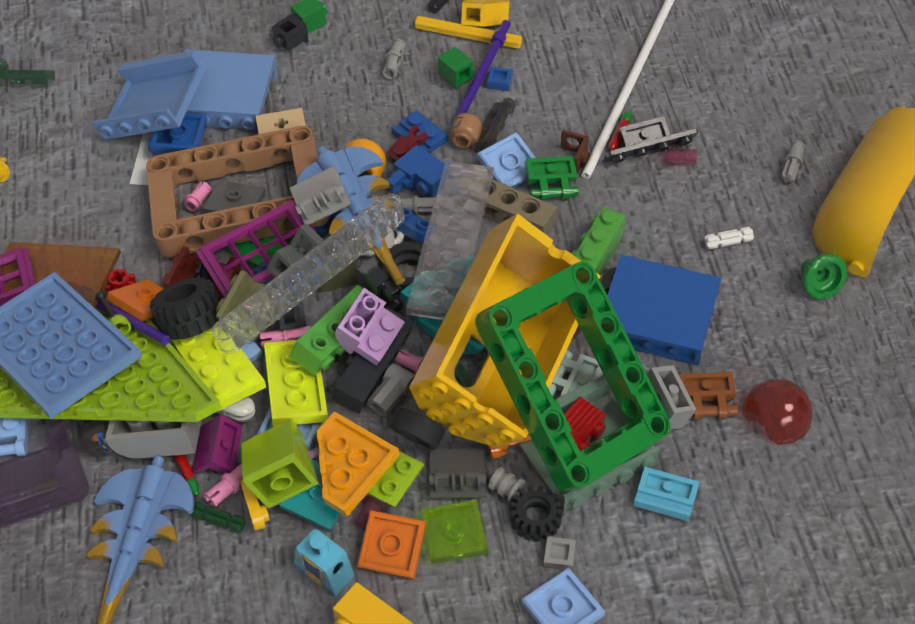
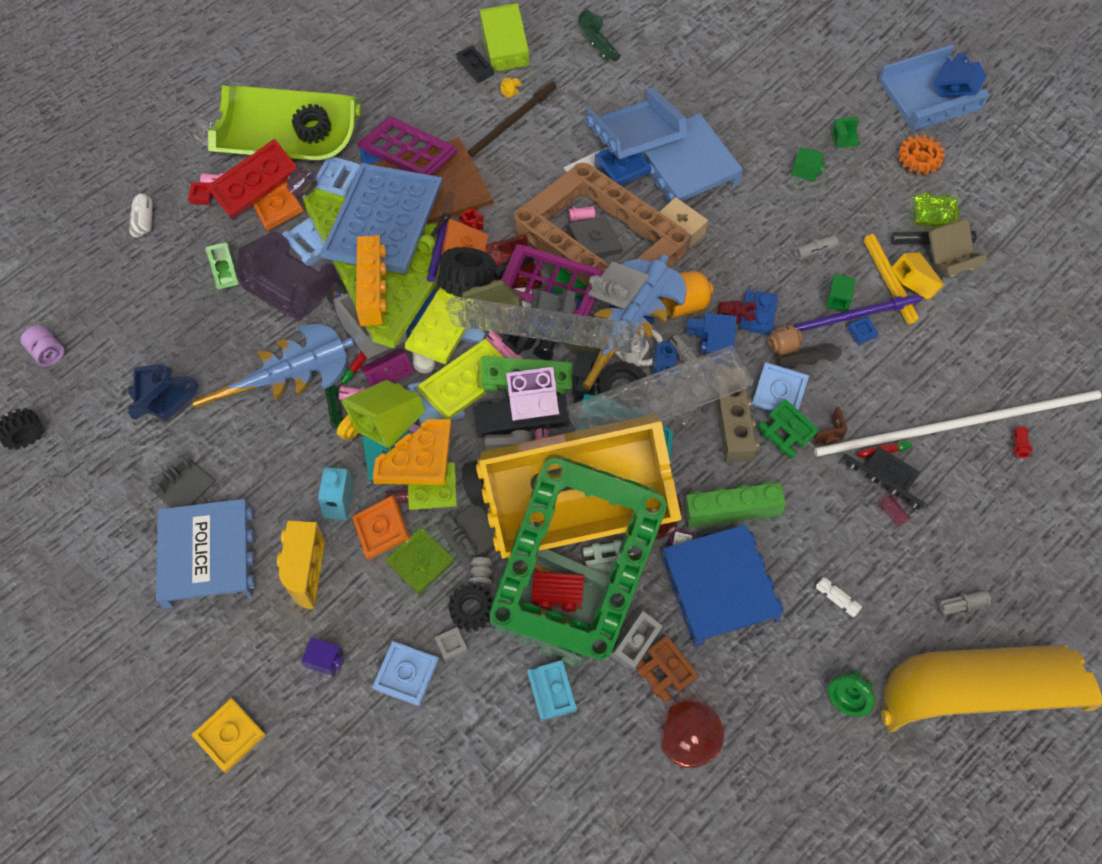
camera: 55 degrees right, 10 degrees up
(33, 156) = (538, 97): none -> dark brown bar
(133, 379) = (370, 280): none -> light orange brick
(289, 32) = (778, 164): black brick -> none
(316, 304) = (545, 349): none -> black bush
(685, 45) = (1022, 445): none -> red pin

